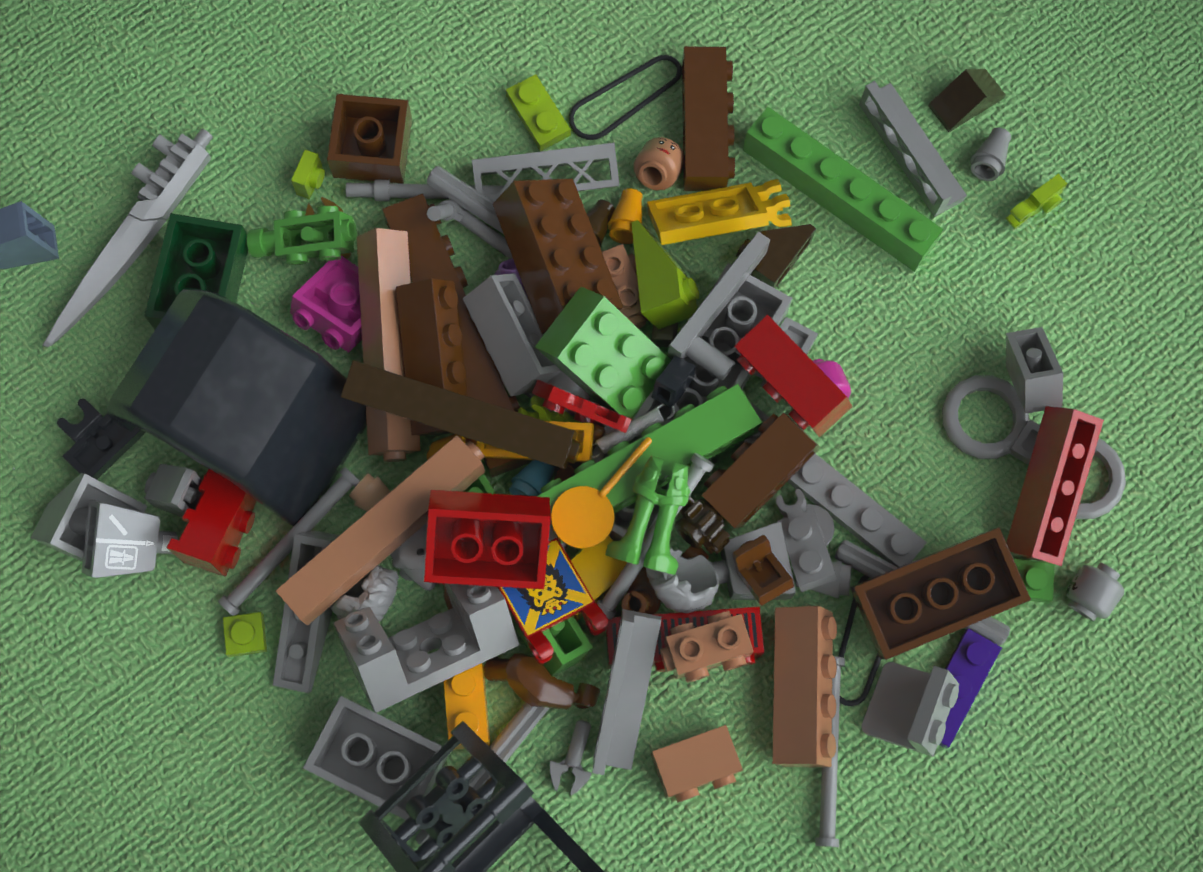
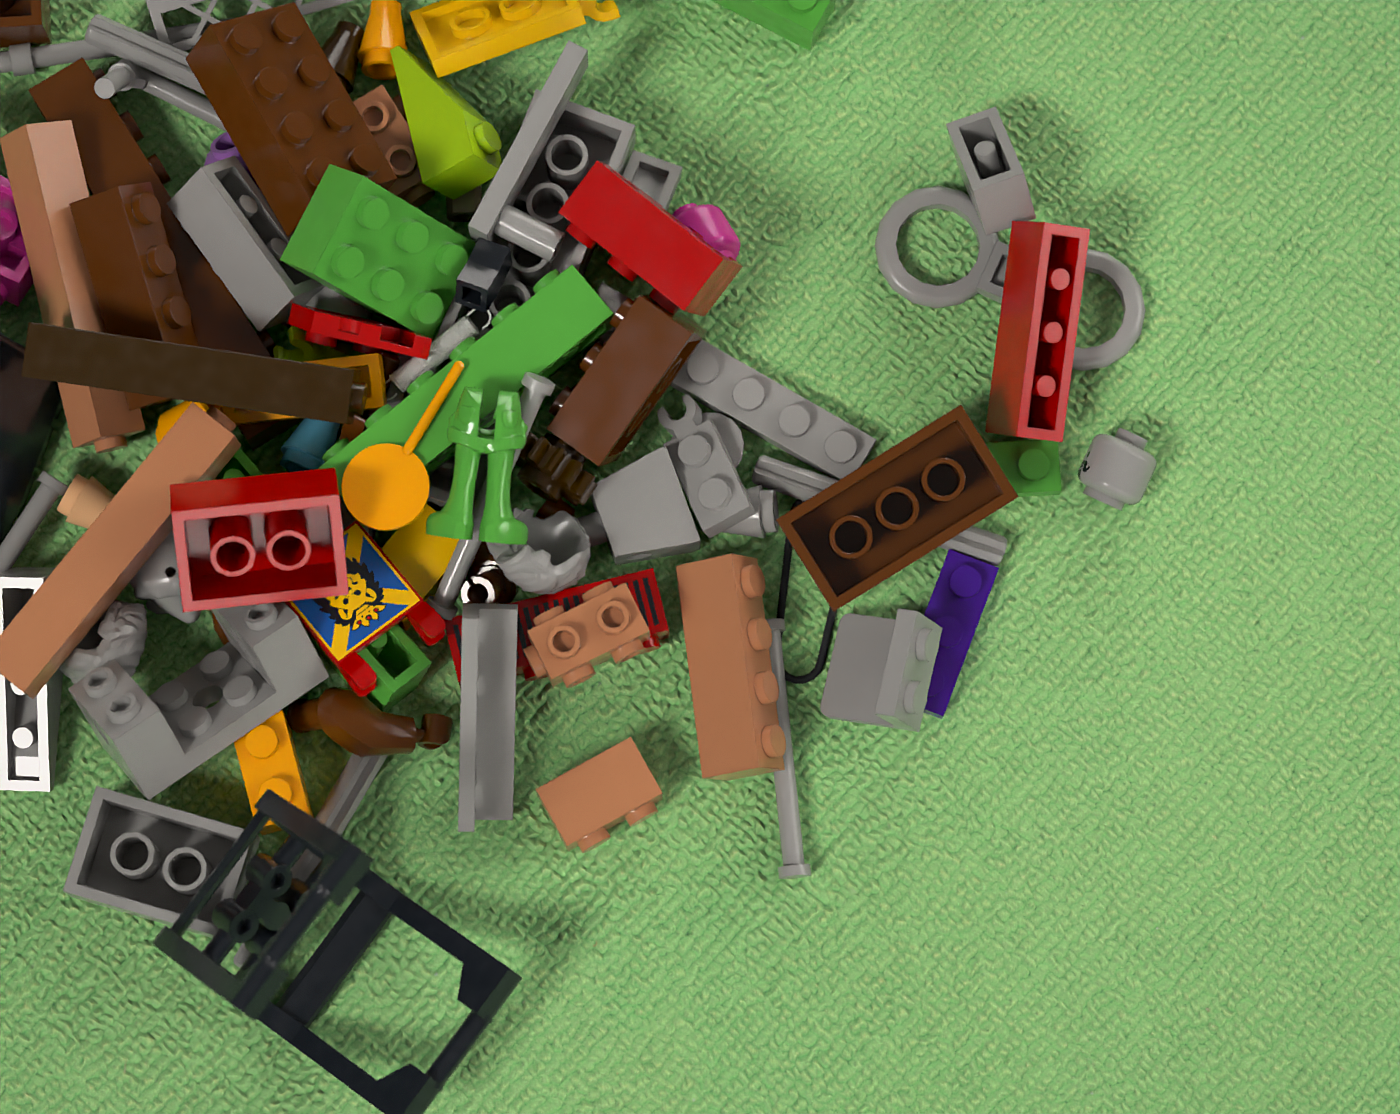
camera: 10 degrees left, 5 degrees up
(573, 759) = (431, 820): light grey bar -> none
(761, 570) = (646, 517): reddish brown bracket -> none
(783, 252) = (612, 59): dark brown slope -> none

